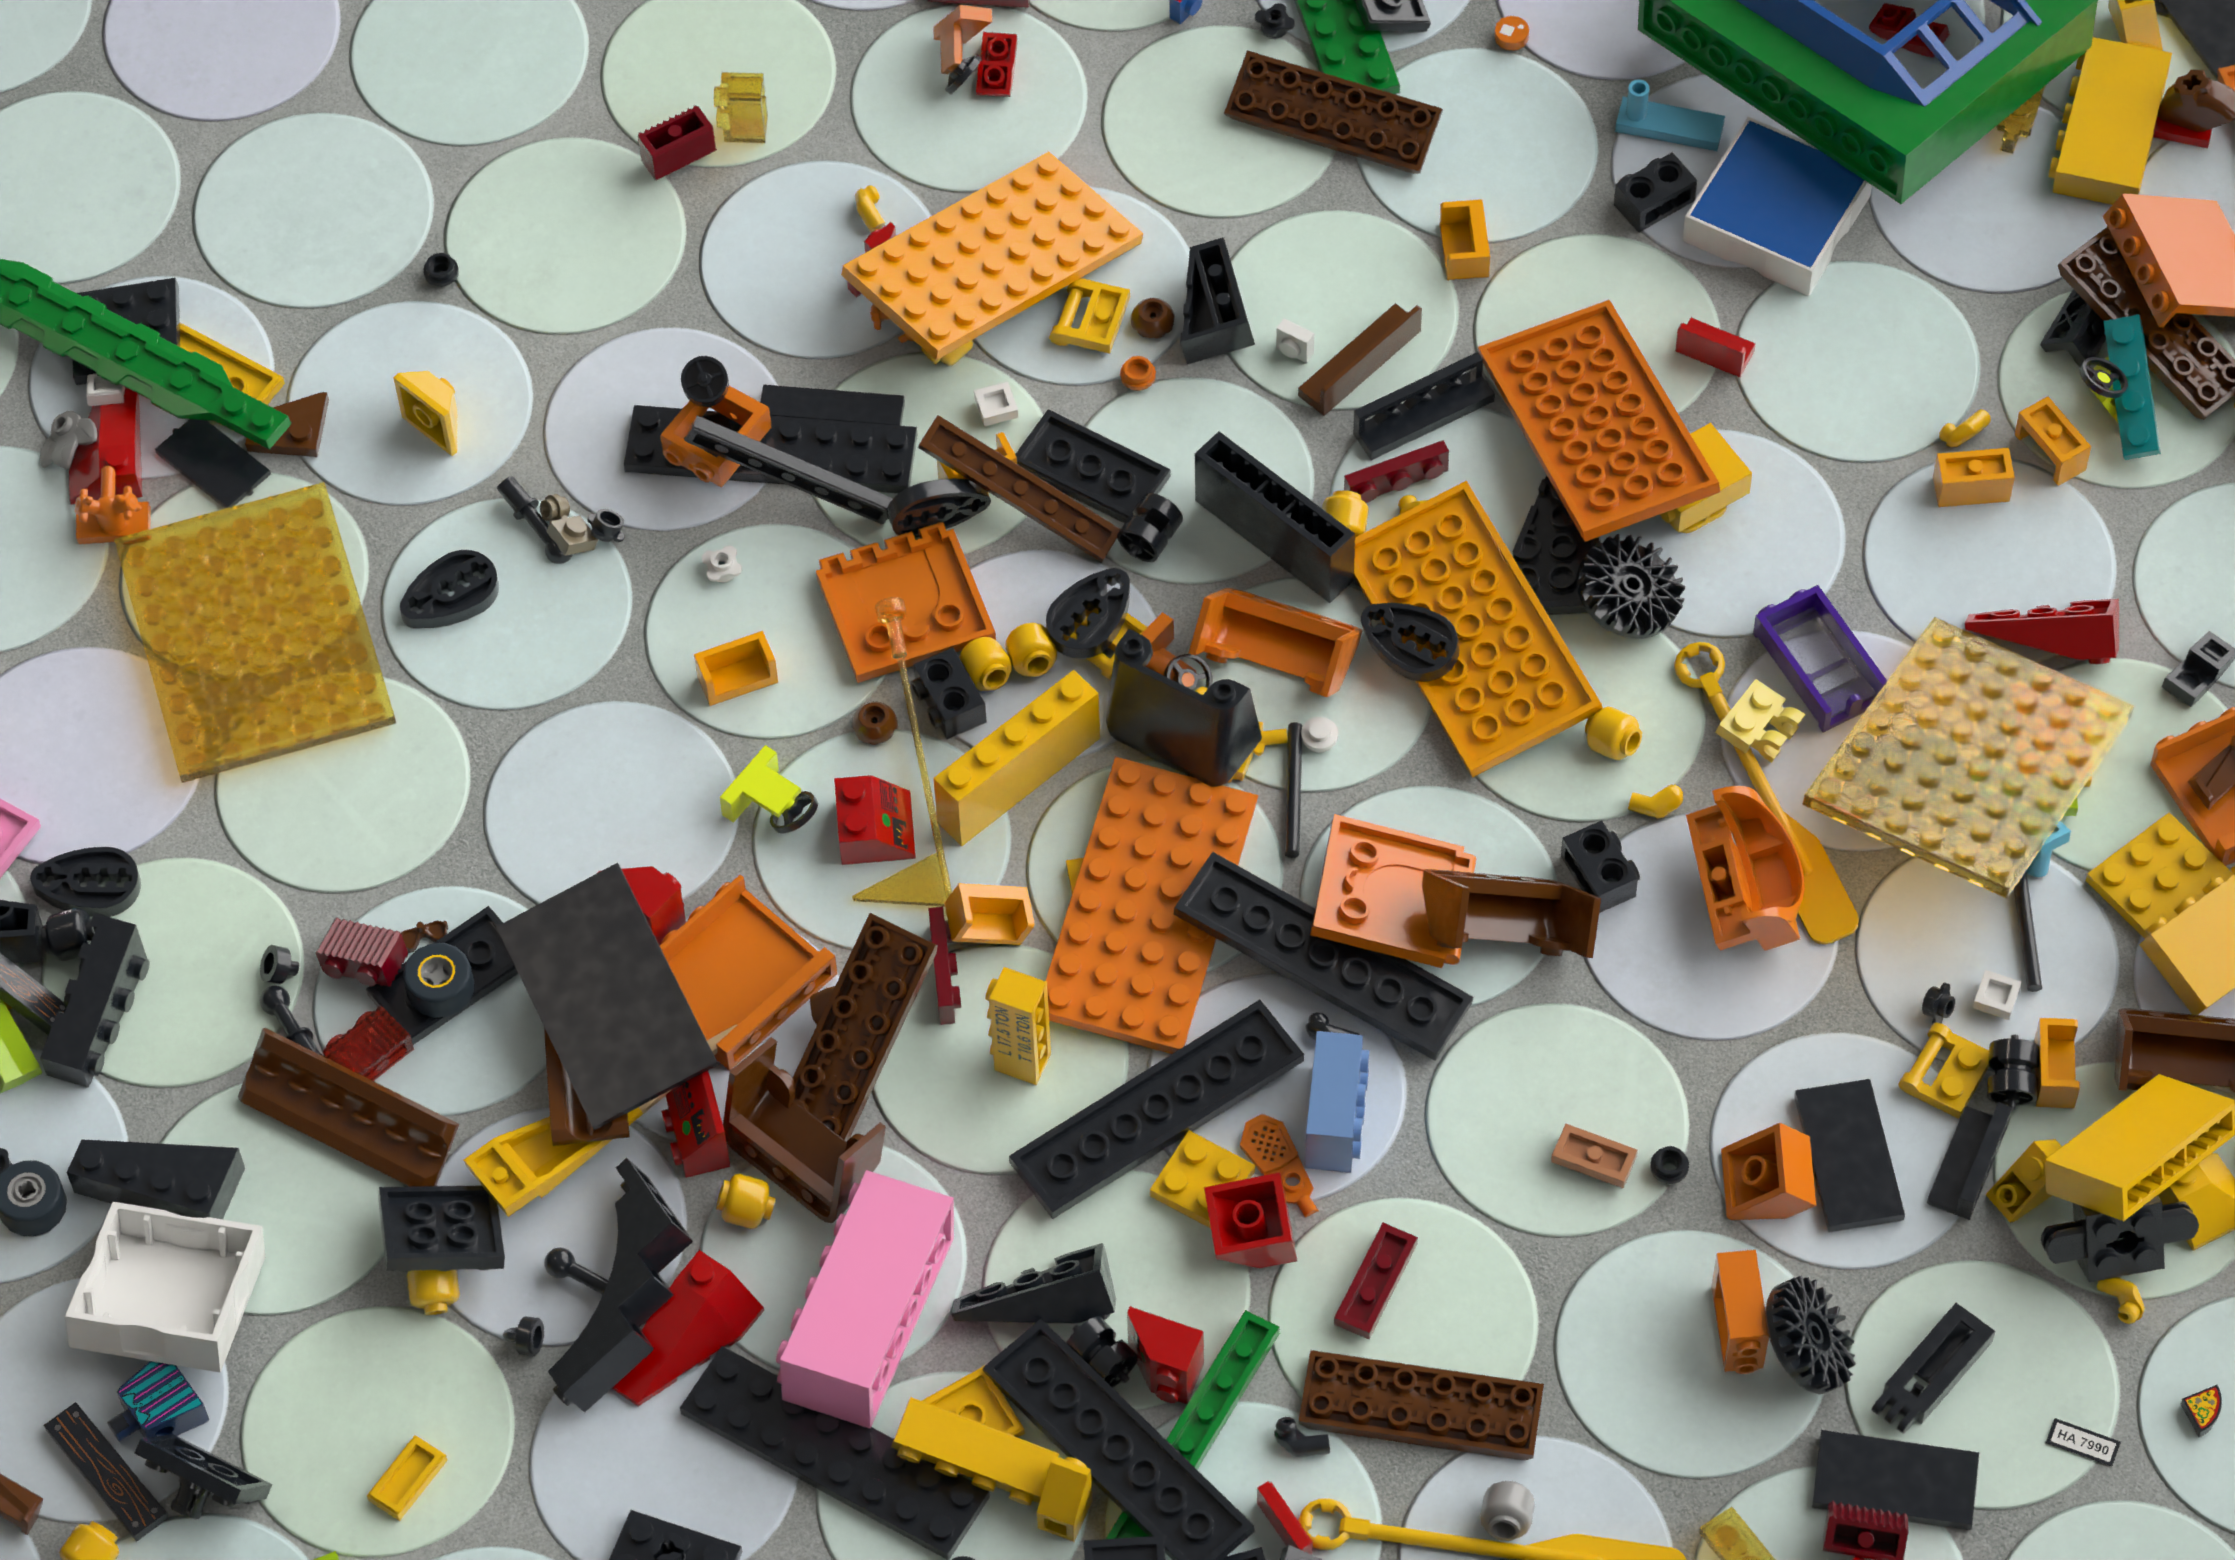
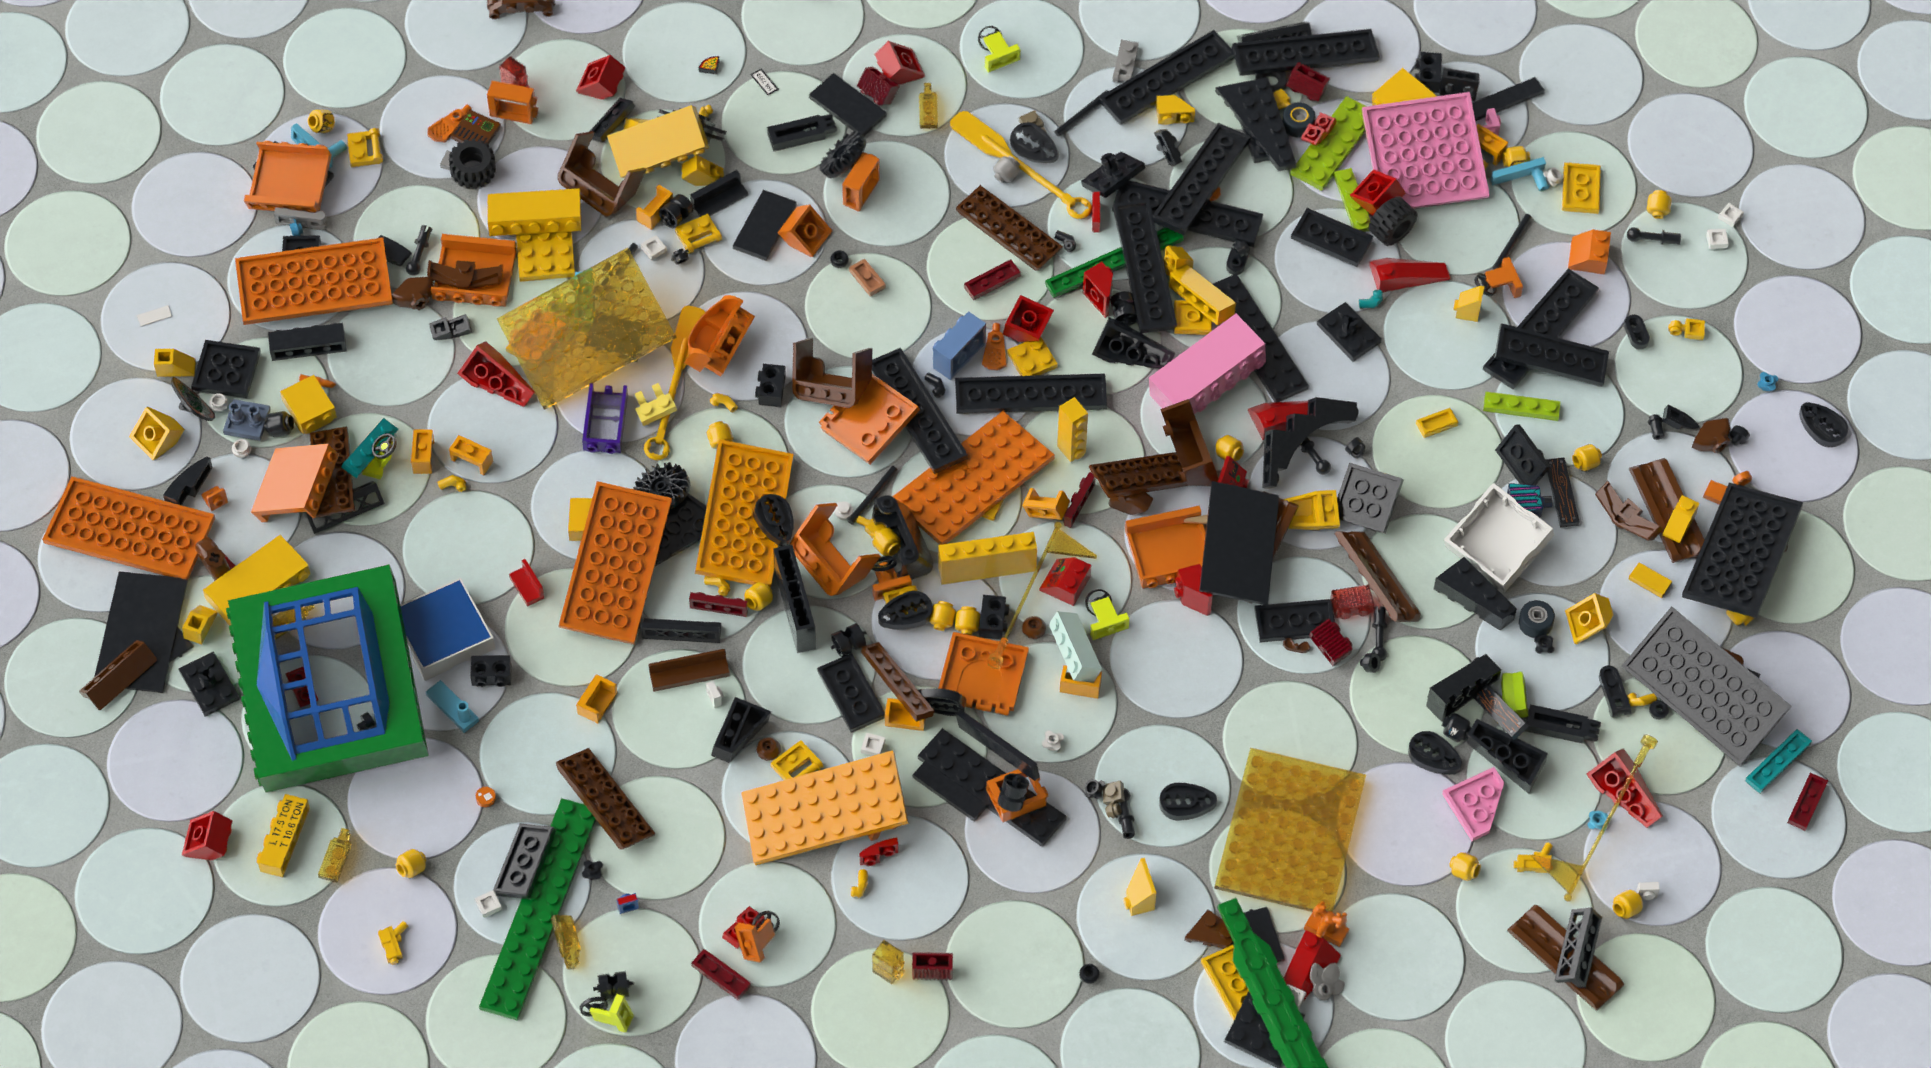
camera: 150 degrees left, 0 degrees up
(425, 979) = (1304, 607): black wheel -> none
(776, 698) = (1075, 646): none -> light aqua brick
(1138, 373) = (796, 724): orange plate -> none

